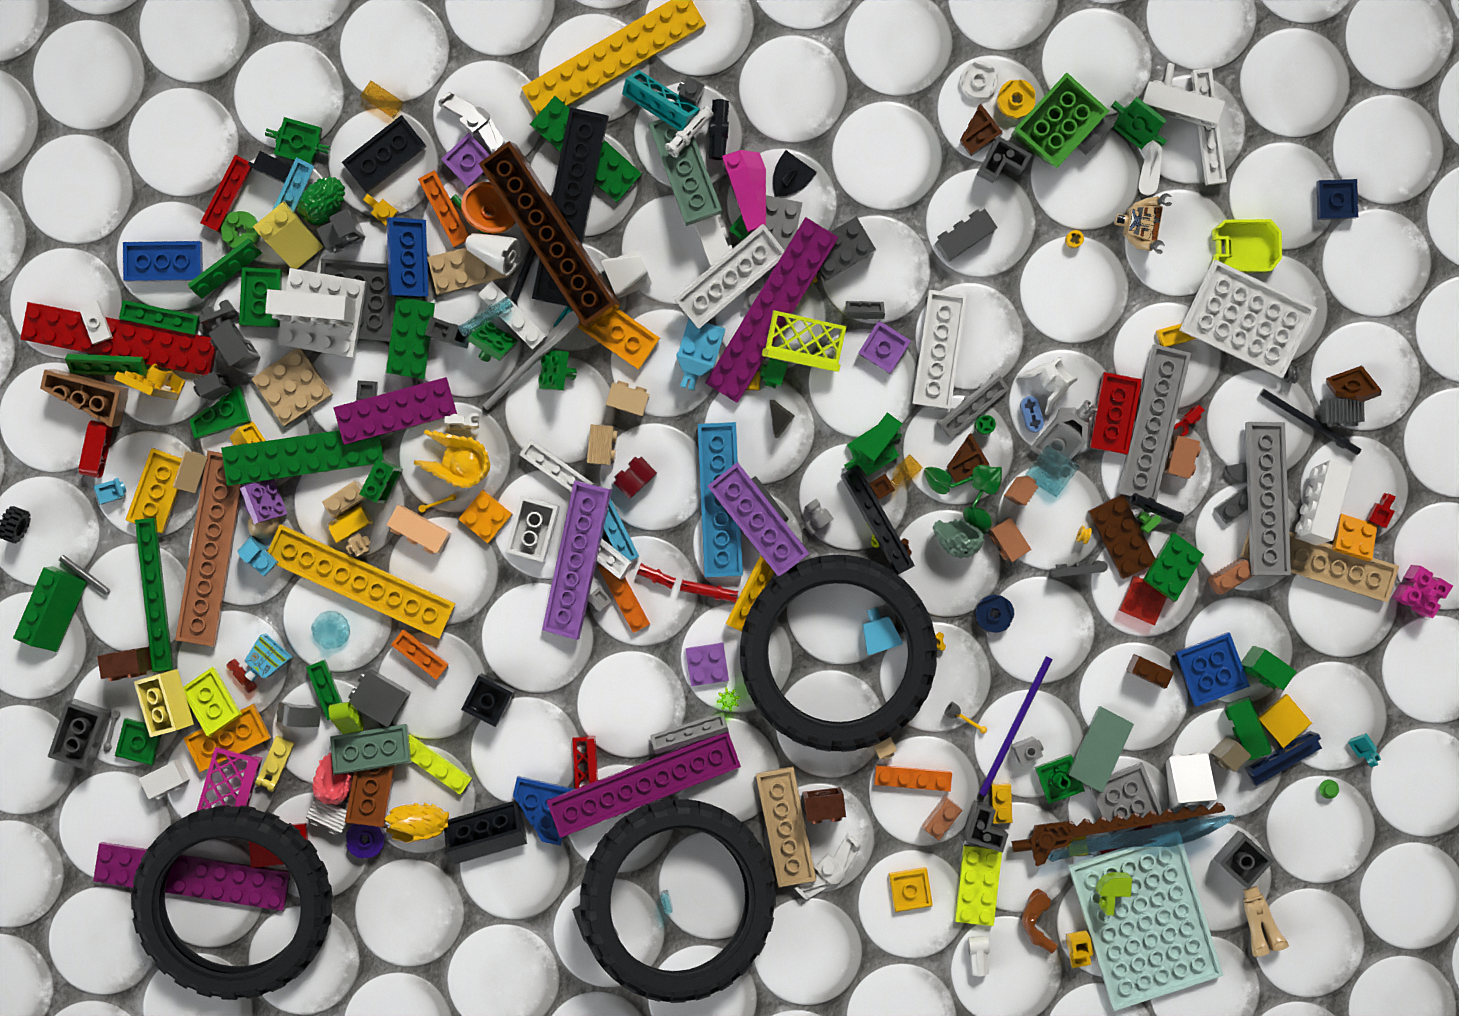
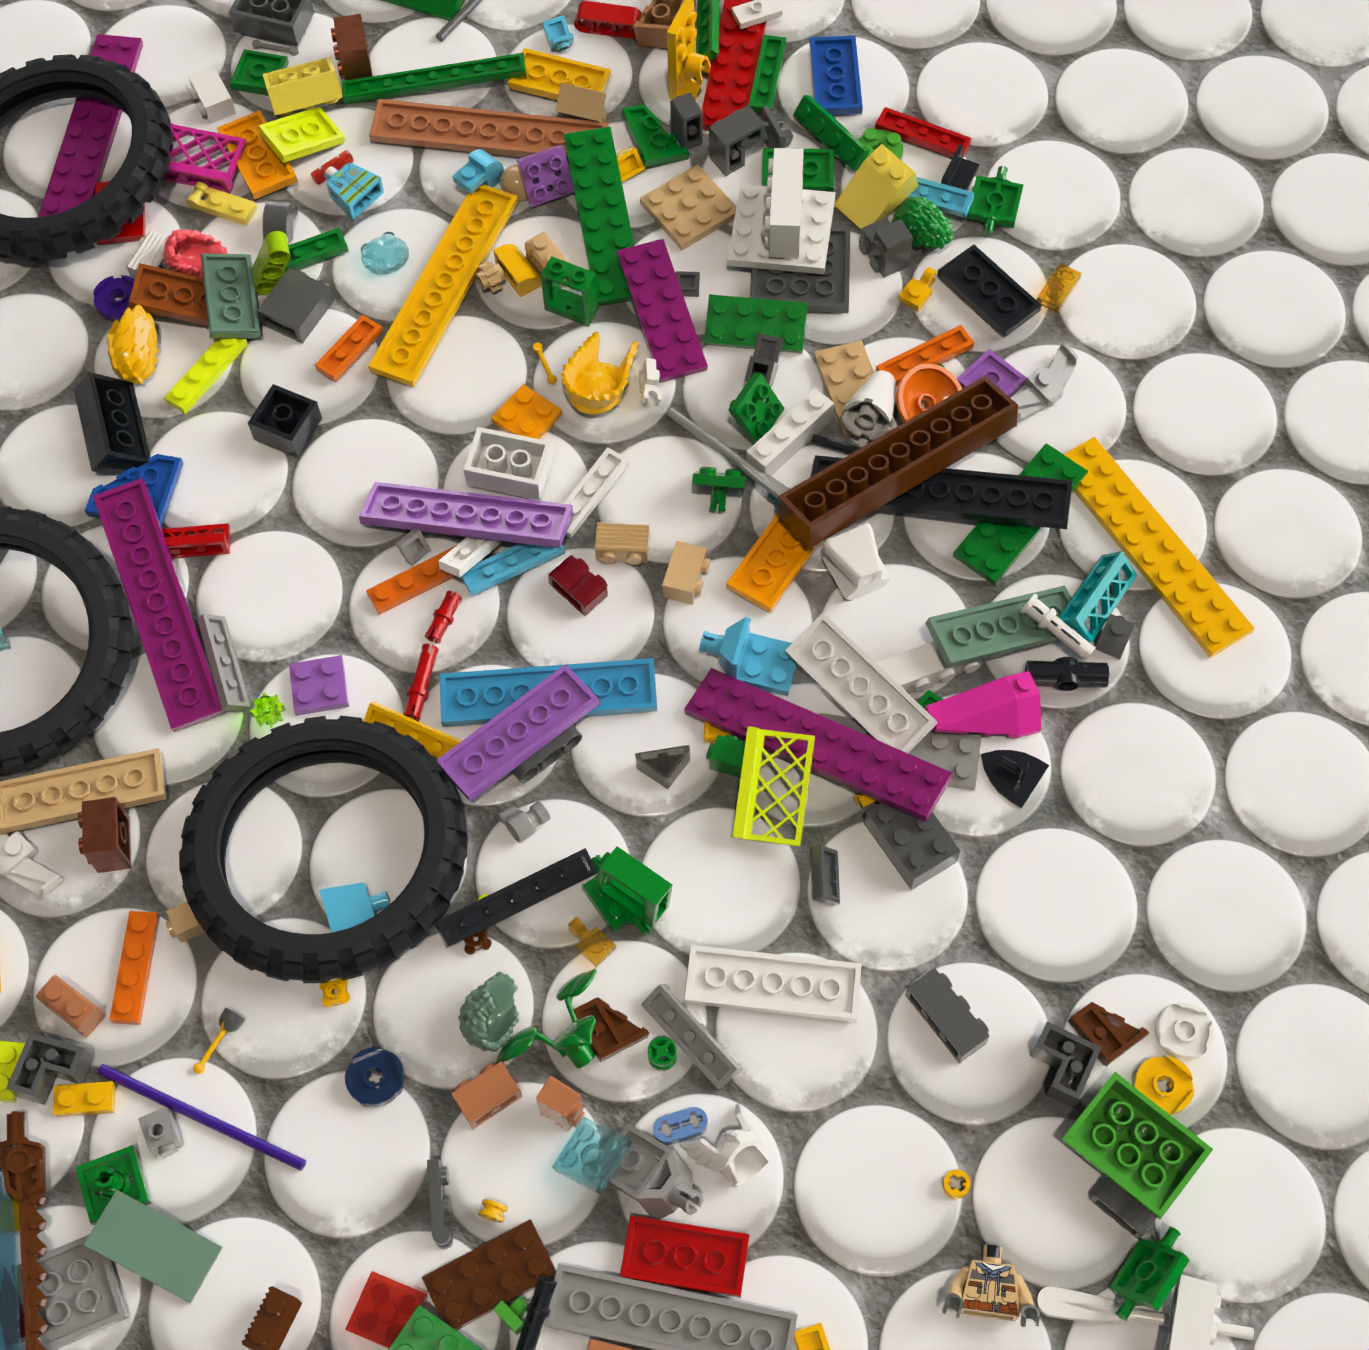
camera: 90 degrees right, 25 degrees down
(407, 257) = (858, 315): blue plate -> none
(418, 529) = (510, 340): light nougat brick -> none
(485, 316) = (792, 399): clear light blue pin -> none
(881, 486) = (567, 907): reddish brown plate -> none
(884, 347) = (773, 904): medium lavender plate -> none

